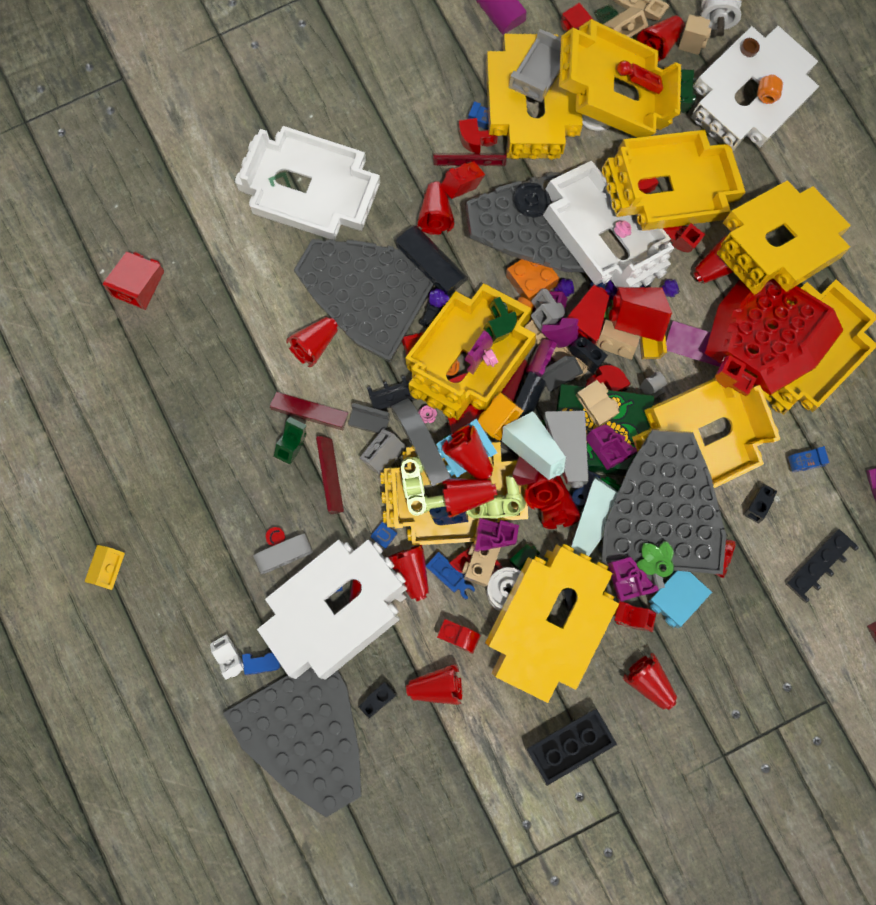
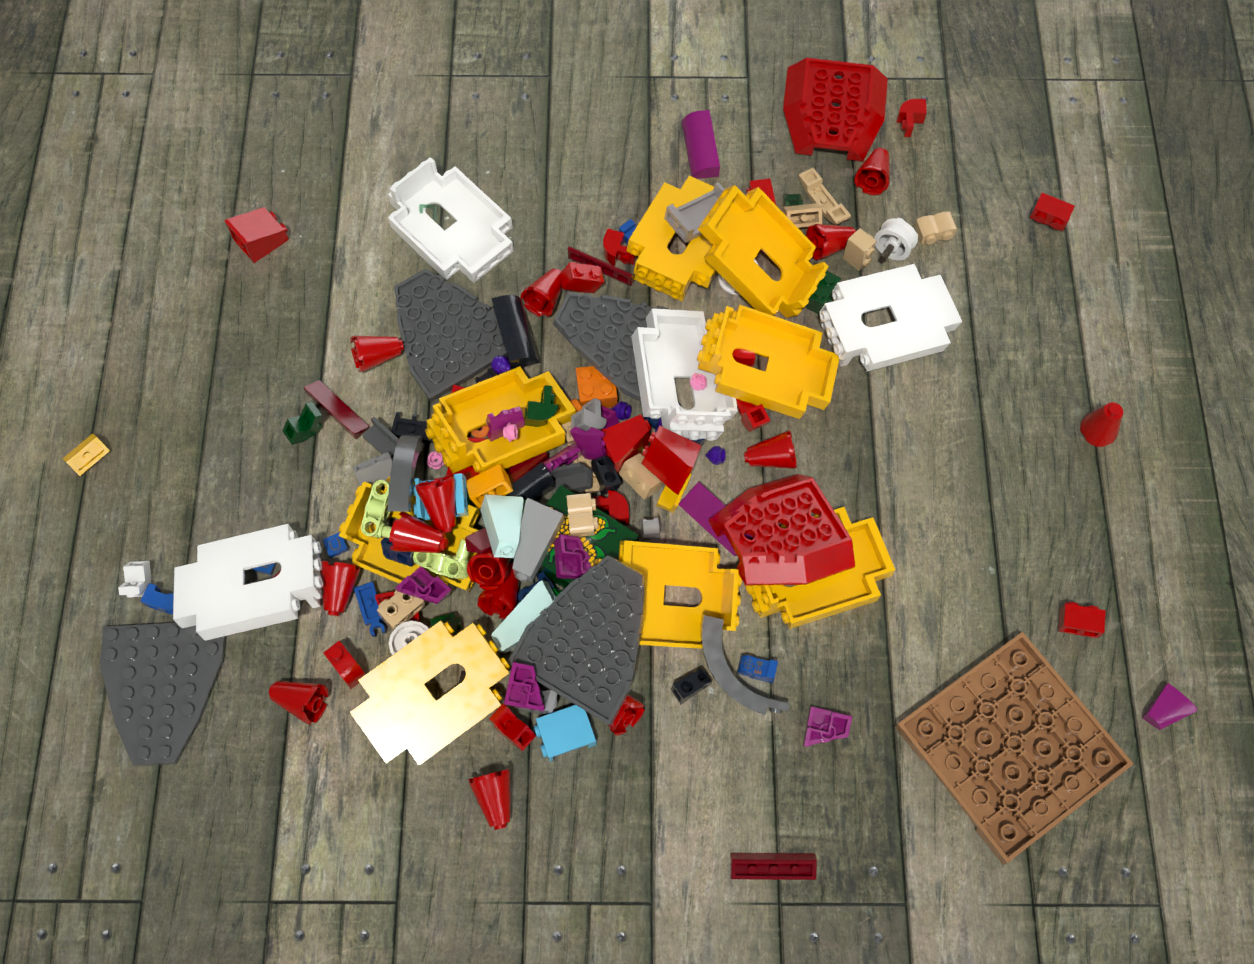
camera: 25 degrees right, 10 degrees down
(275, 536) = (242, 500): red tile -> none
(282, 554) = (238, 516): light grey beam -> none
(329, 475) = (319, 470): dark red slope -> none
(377, 700) = (241, 684): black leg -> none
(531, 199) = (627, 318): black tile -> none
(571, 746) = (383, 815): black brick -> none
(641, 76) = (786, 260): red plate -> none
(654, 557) = (554, 678): bright green plate -> none
(732, 375) = (715, 548): red brick -> none
(749, 47) = (900, 279): reddish brown tile -> none
(768, 464) = (713, 654): none -> dark grey arch
(770, 89) = (897, 321): orange head -> none
(806, 215) = (874, 453): yellow panel -> none
(820, 563) = (717, 770): black hinge -> none

